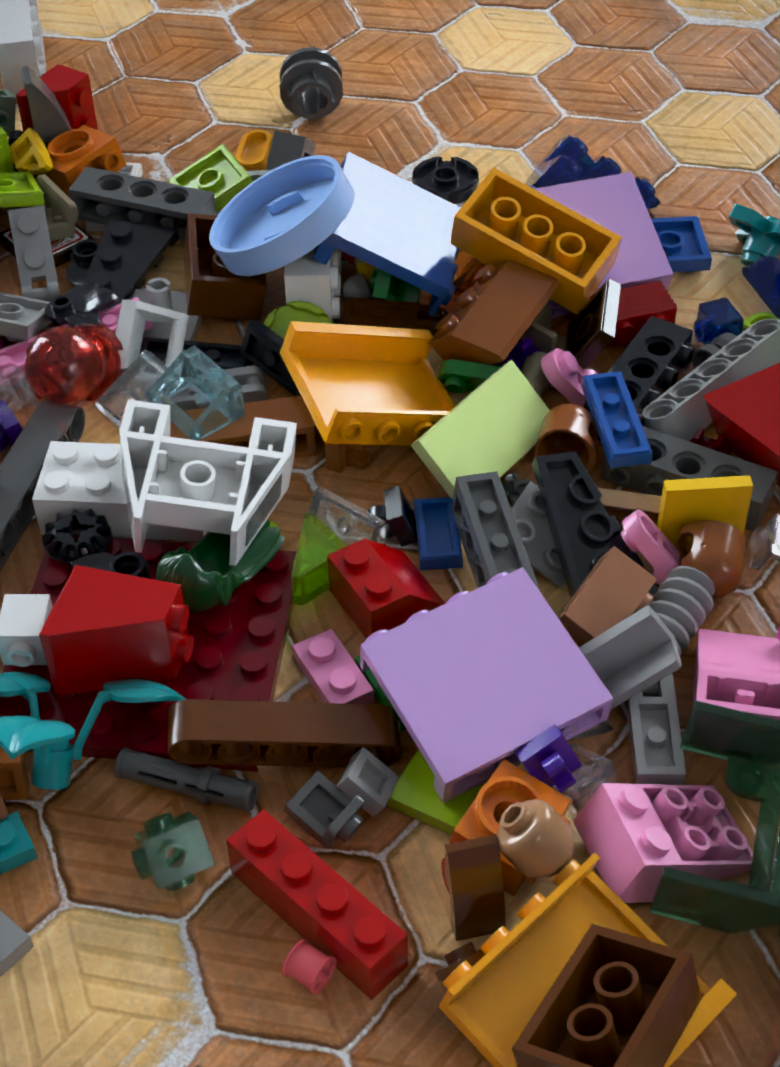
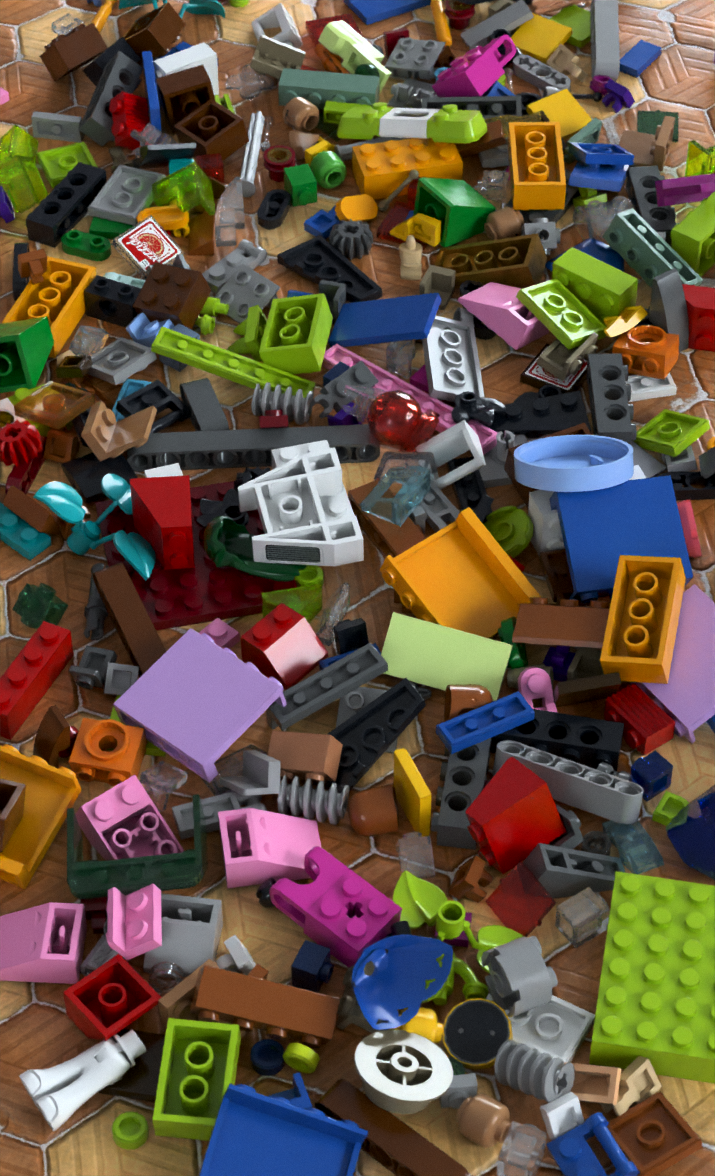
camera: 70 degrees right, 0 degrees up
(34, 252) = (517, 367): light grey plate -> none
(535, 838) = (76, 746): medium nougat head -> none
(550, 759) = (153, 752): dark purple tile -> none
(630, 501) = (422, 754): tan tile -> none
(644, 536) = (370, 761): bright pink plate -> none

